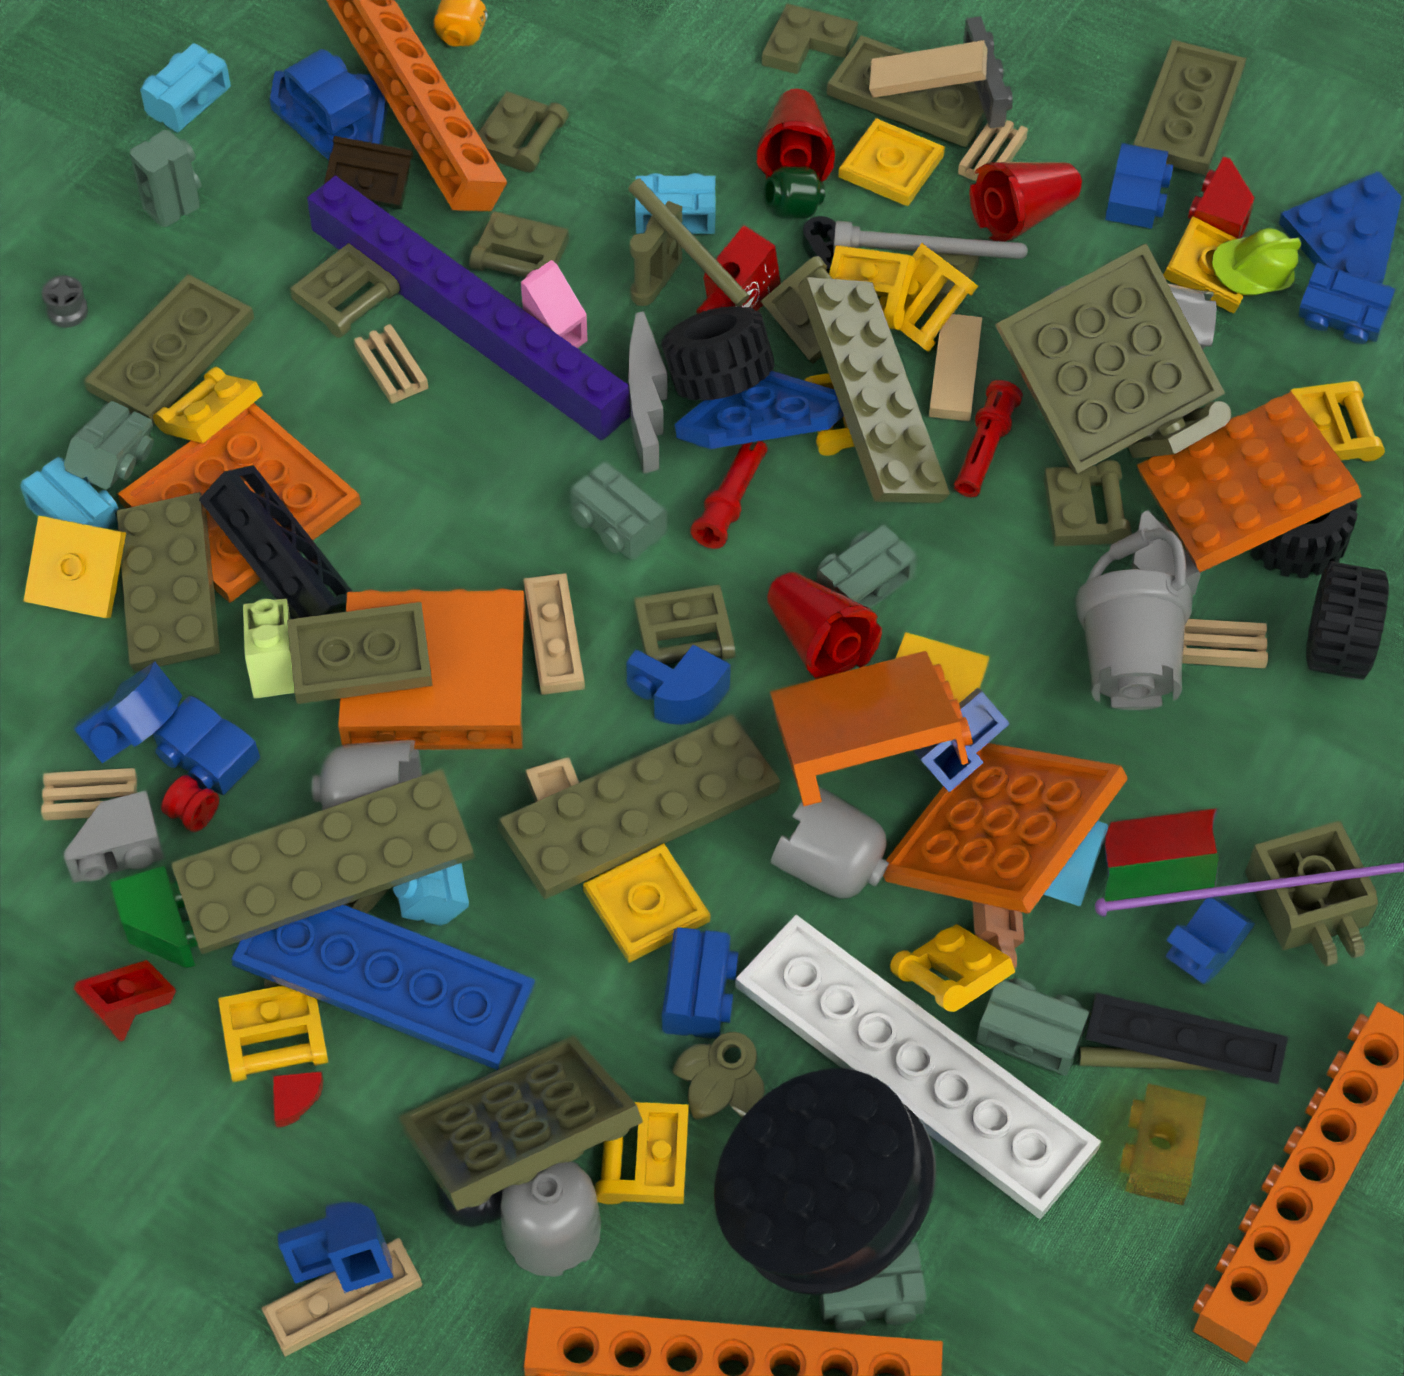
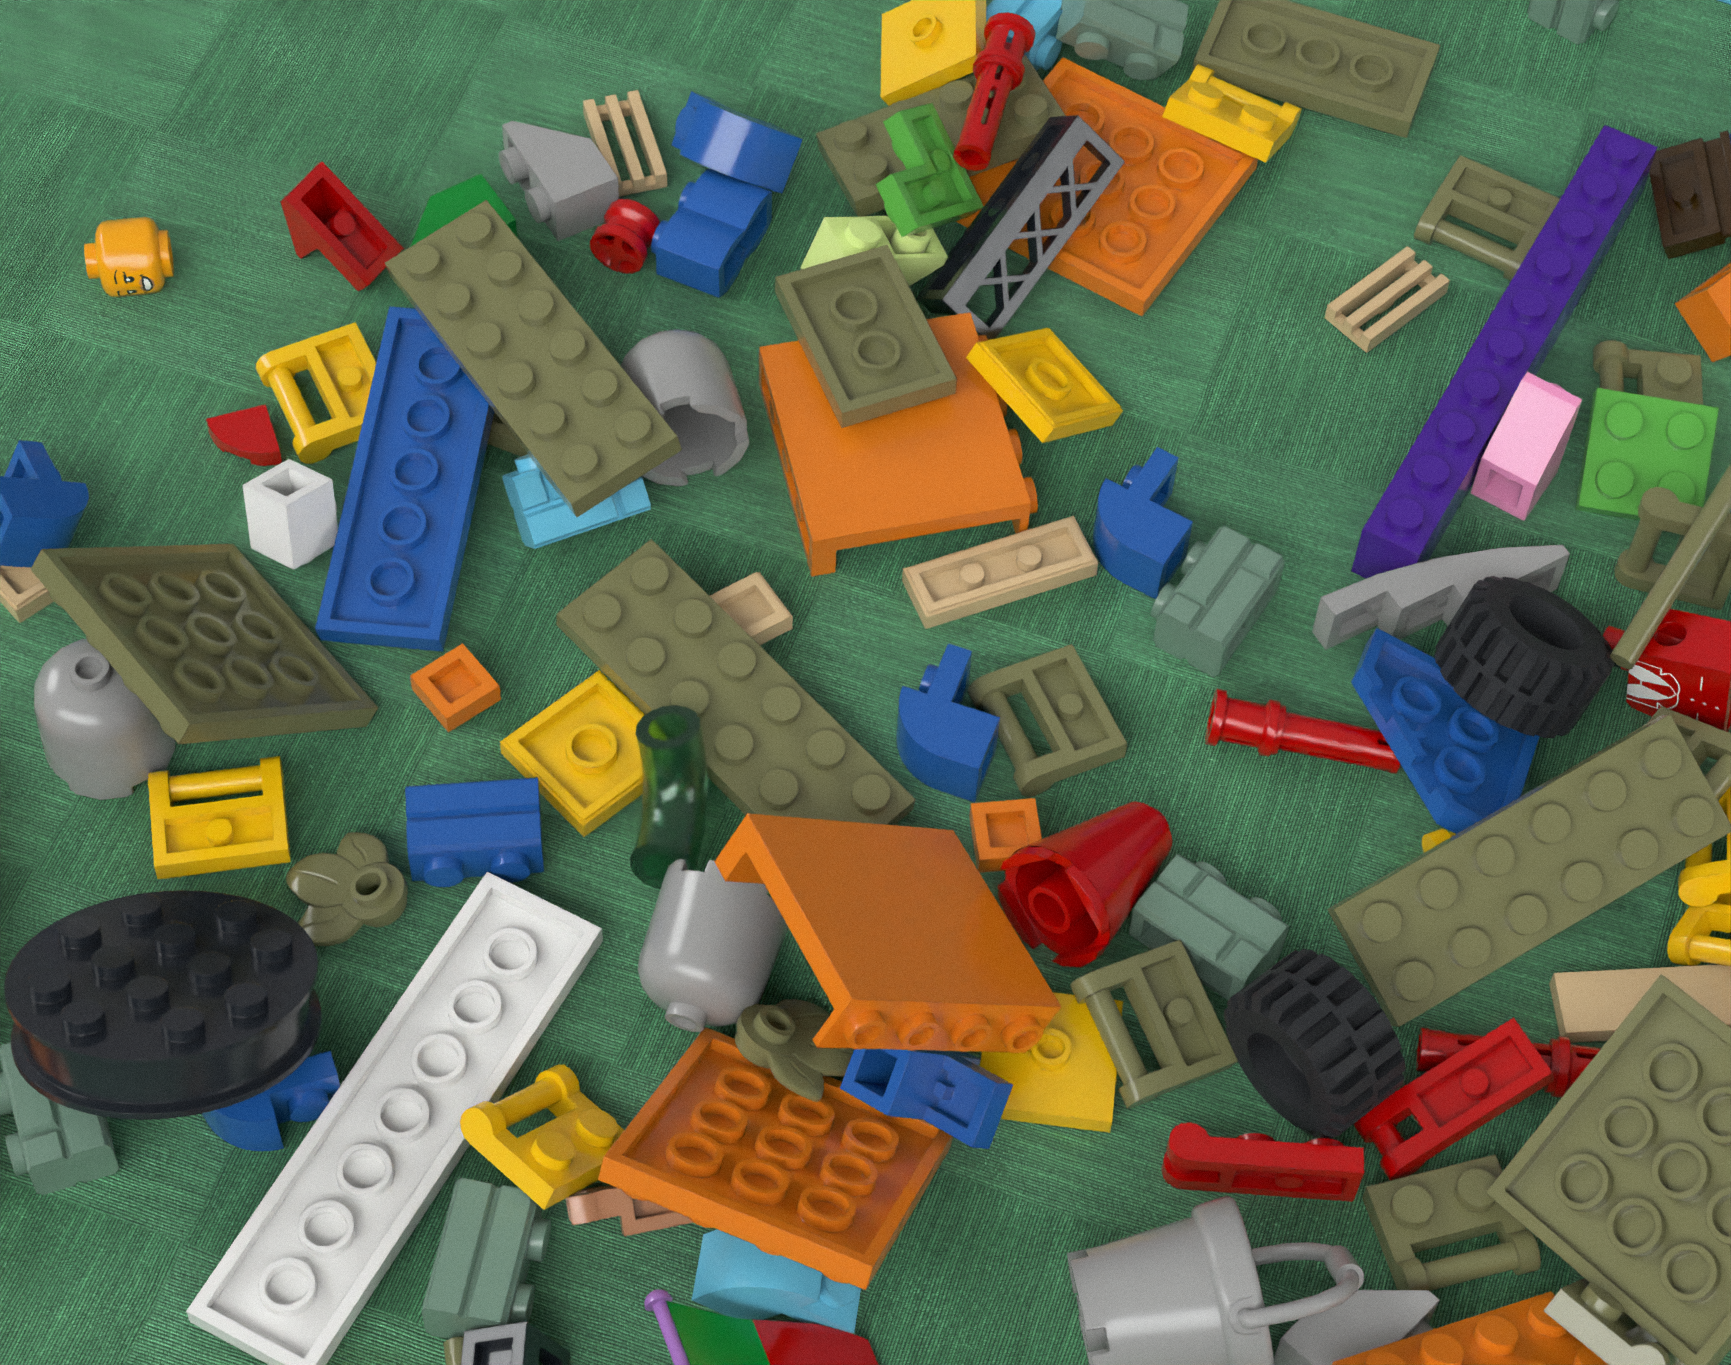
camera: 75 degrees right, 0 degrees up
(92, 1158) = (130, 257): none -> light orange head
(147, 521) = (978, 139): none -> red pin
(238, 584) = (934, 185): none -> bright green plate
(397, 1061) = (291, 513): none -> white brick
(418, 564) = (1044, 384): none -> yellow plate
(547, 547) = (1135, 533): none -> blue brick
(570, 980) = (455, 687): none -> orange plate
(578, 250) = (1643, 445): none -> bright green plate
(707, 852) = (673, 792): none -> clear green cylinder
(769, 668) = (1002, 829): none -> orange plate
(910, 813) = (782, 1040): none -> olive plate
(929, 604) = (1172, 1015): none -> olive plate
(974, 526) = (1314, 1043): none -> black tyre
(1013, 473) = (1455, 1098): none -> red plate
(1032, 585) = (1261, 1165): none -> red plate

